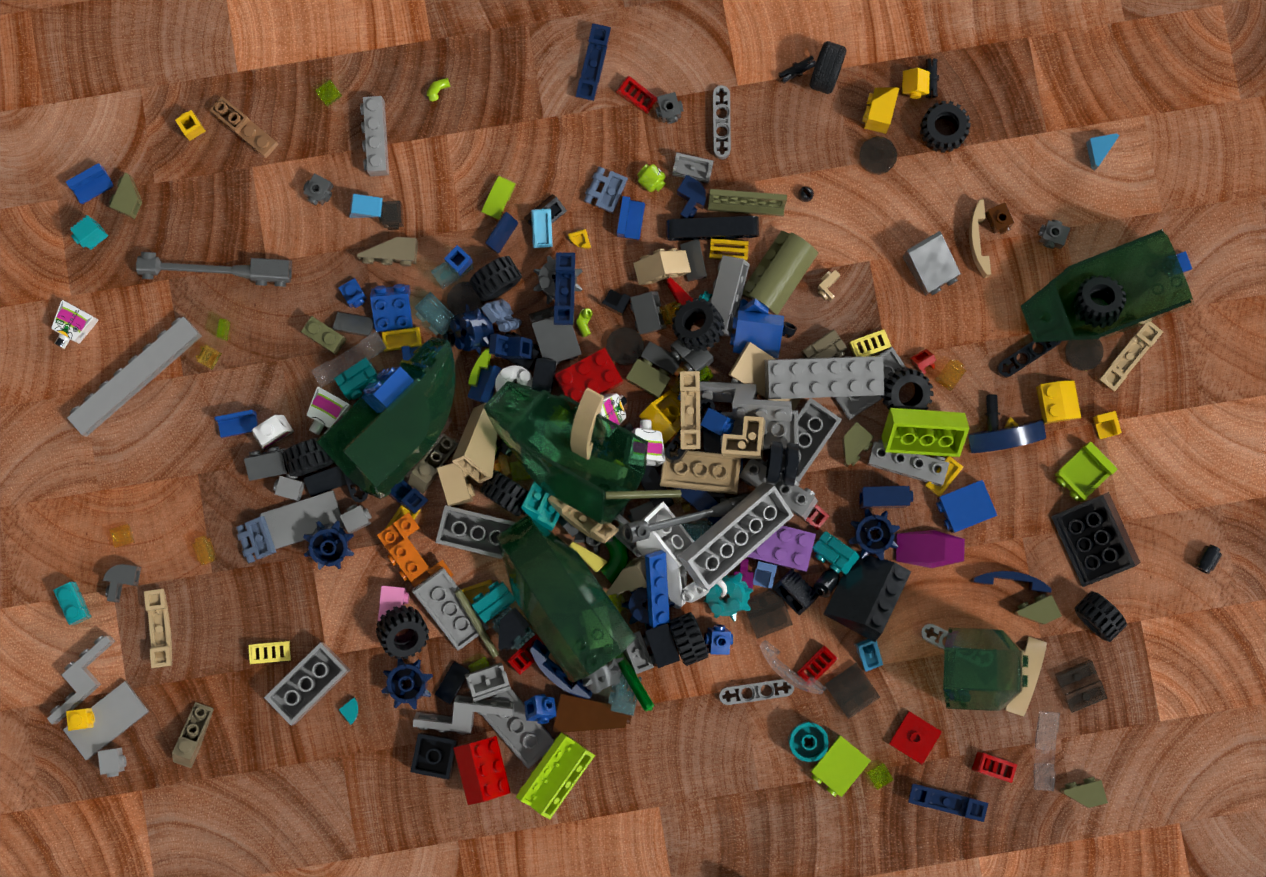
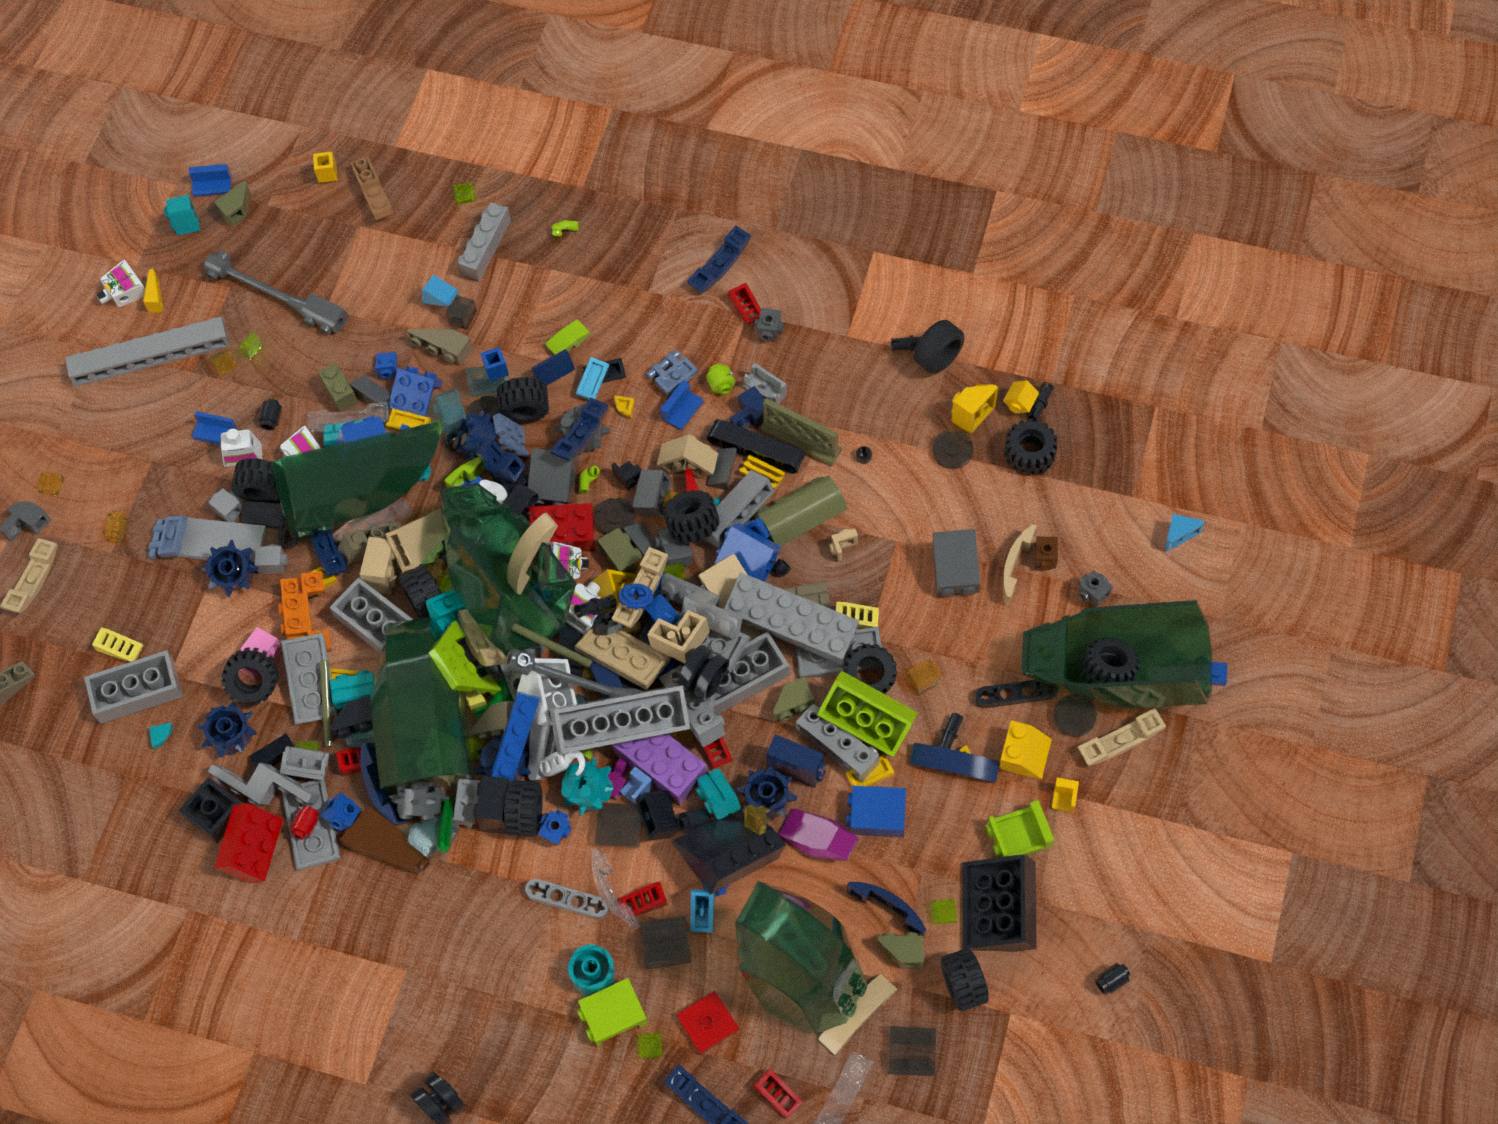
camera: 25 degrees right, 20 degrees down
(105, 319) = (152, 296): none -> yellow slope
(265, 464) = (214, 473): dark grey brick -> none
(277, 386) = (269, 414): none -> black brick
(318, 190) = (406, 264): dark grey brick -> none
(515, 731) = (304, 822): none -> red brick
(555, 775) = (317, 884): lime brick -> none
(574, 551) = (456, 667): none -> lime wing
(660, 443) = (595, 606): none -> black pin
(694, 414) = (643, 593): none -> blue gear
(721, 122) = (811, 358): light grey beam -> none
(880, 563) = (756, 819): none -> clear yellow tile
(923, 359) = (902, 651): red tile -> none
(1055, 564) = (944, 911): none -> clear neon green tile

